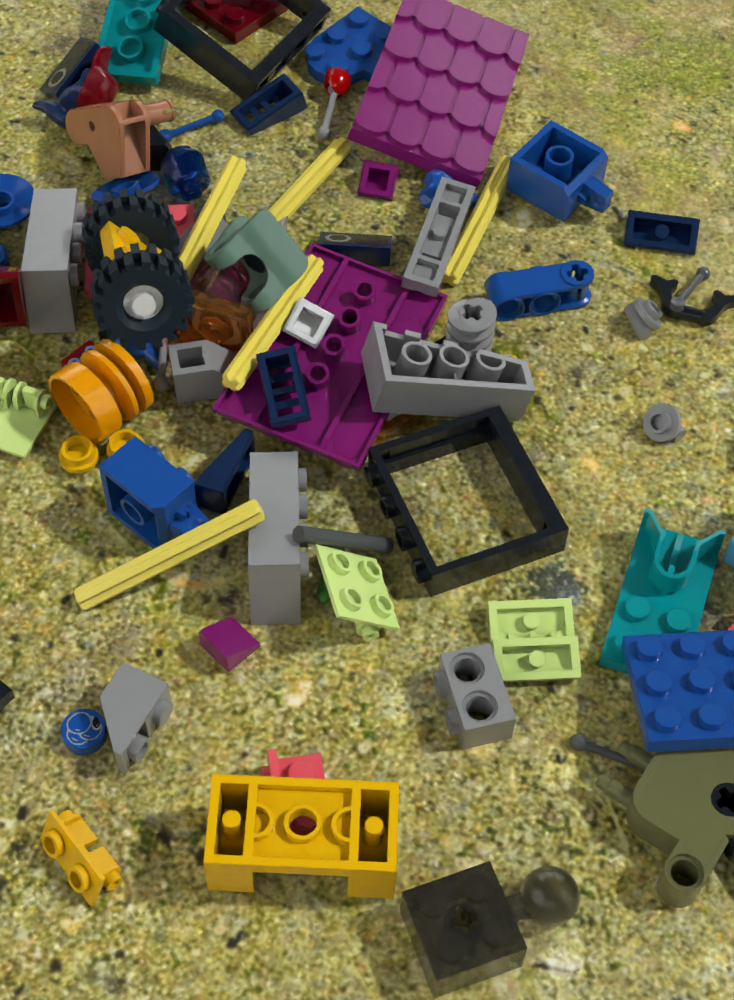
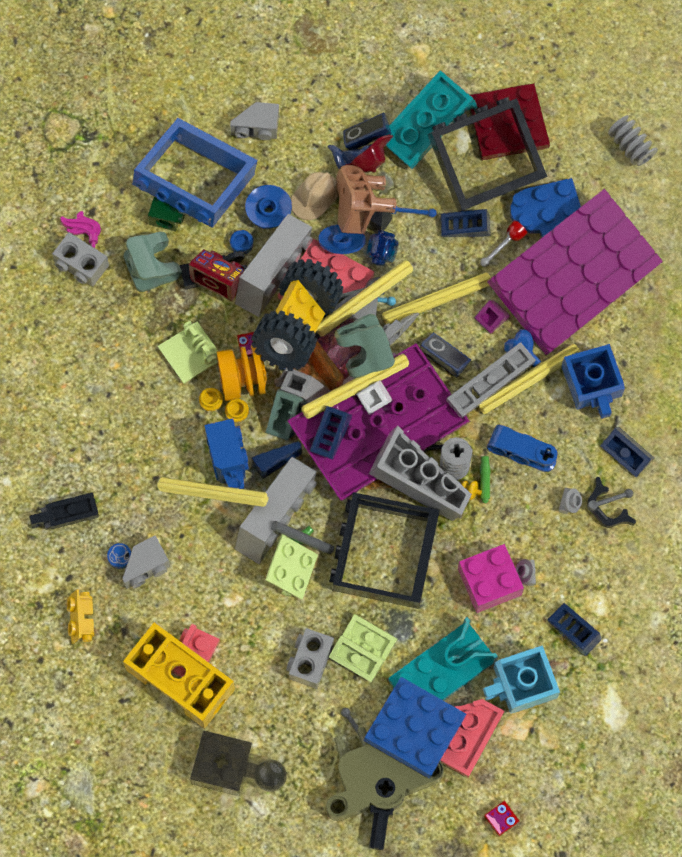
camera: 35 degrees right, 15 degrees up
(53, 161) = (314, 196): none -> tan piece
(193, 402) = (283, 409): none -> sand green slope
(228, 642) = (216, 553): magenta slope -> none
(518, 348) = (485, 472): none -> bright green piece
(629, 452) = (490, 578): none -> dark pink brick

